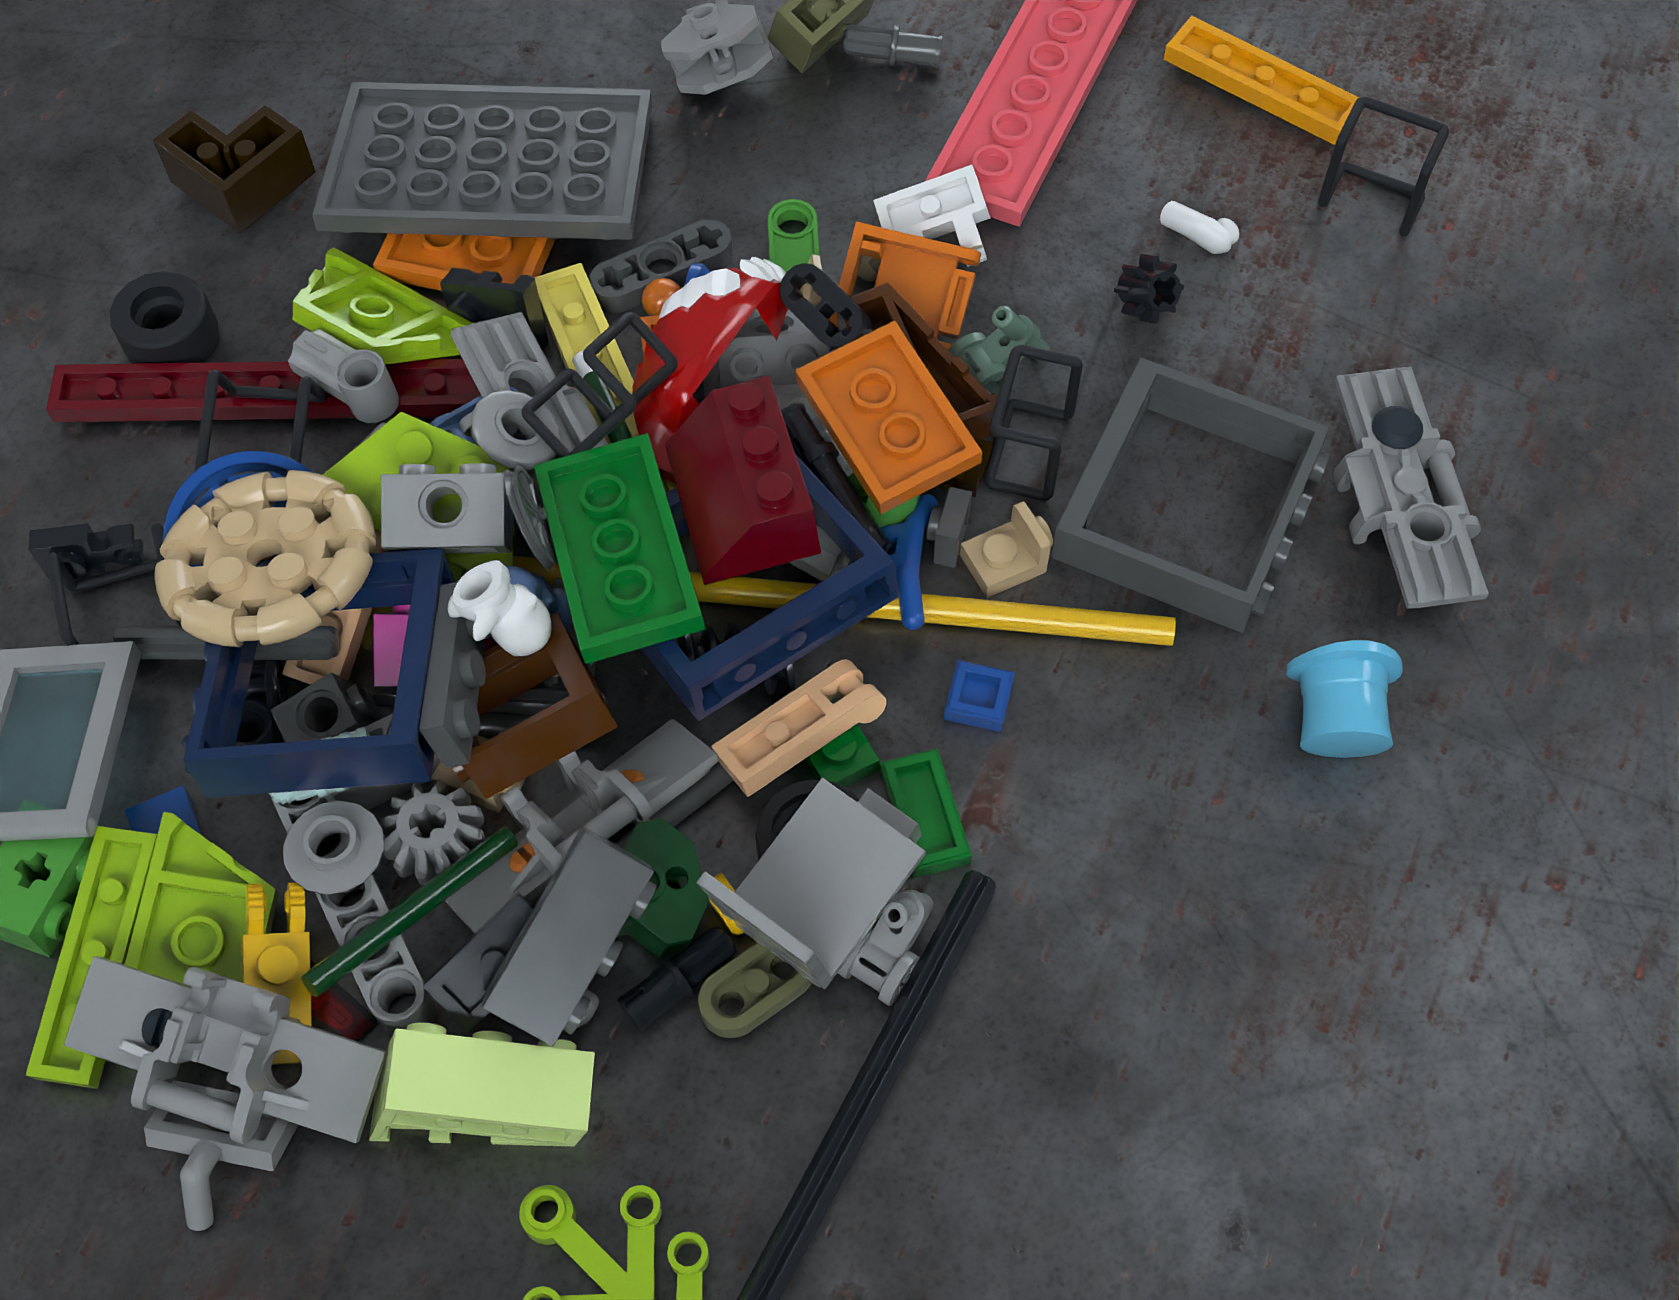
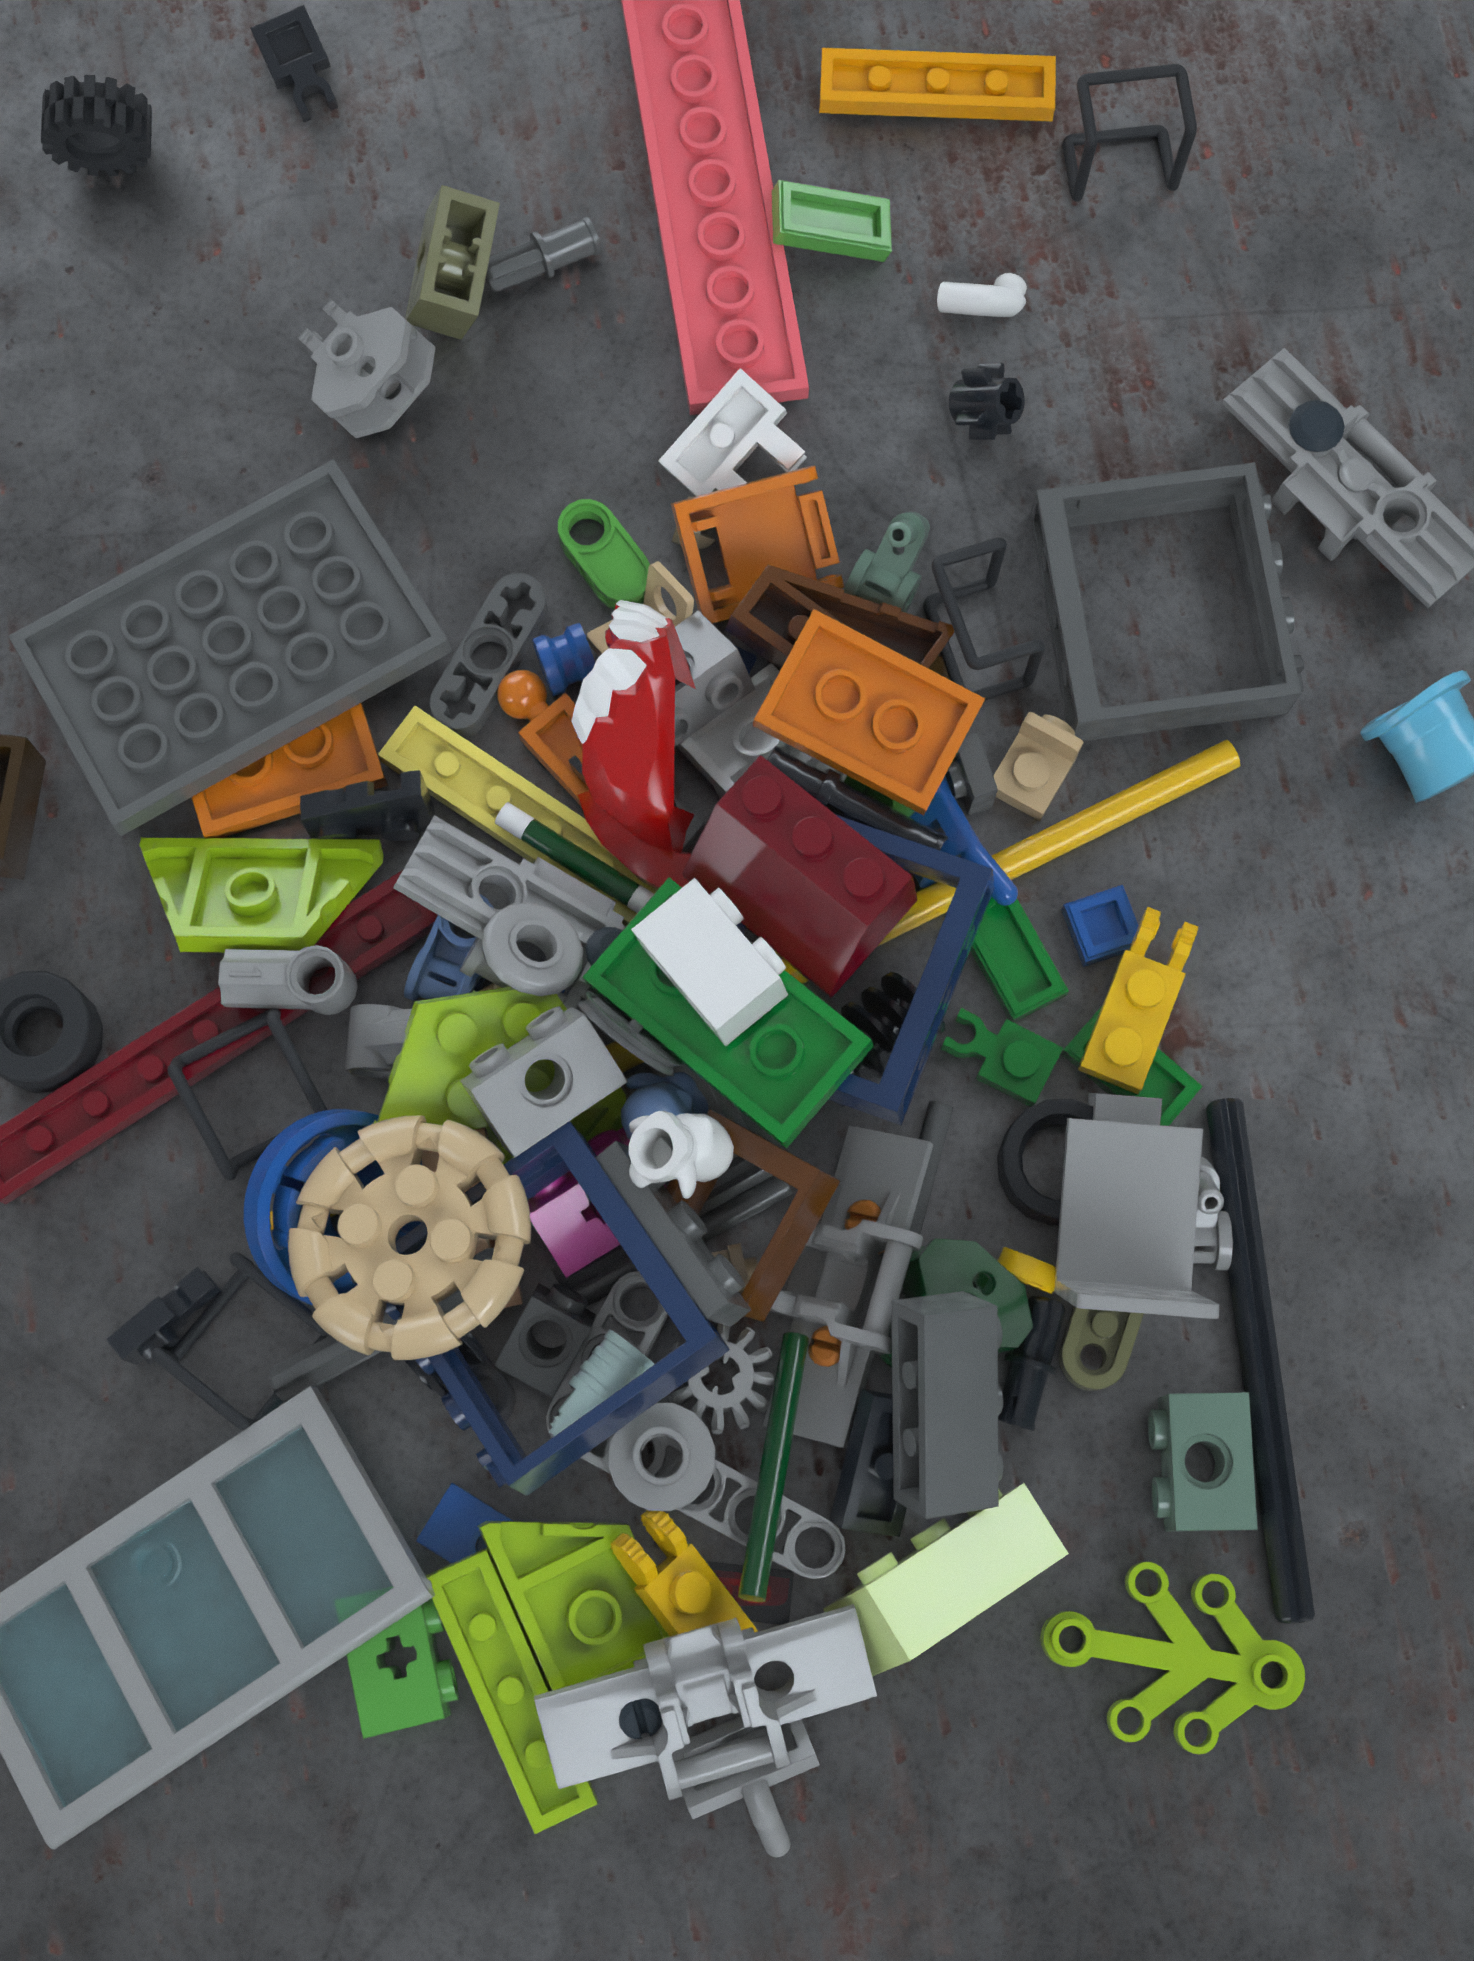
camera: 35 degrees left, 15 degrees up
(623, 491) = (711, 960): none -> white brick
(628, 400) = (598, 852): black piece -> none
(753, 1181) = (1224, 1428): none -> sand green brick
(798, 726) = (981, 1068): light nougat plate -> none
(833, 300) = (725, 646): black beam -> none
(894, 667) = (1016, 961): none -> green tile
(959, 759) = (1137, 1008): none -> yellow hinge
(1118, 122) = (831, 221): none -> bright green tile

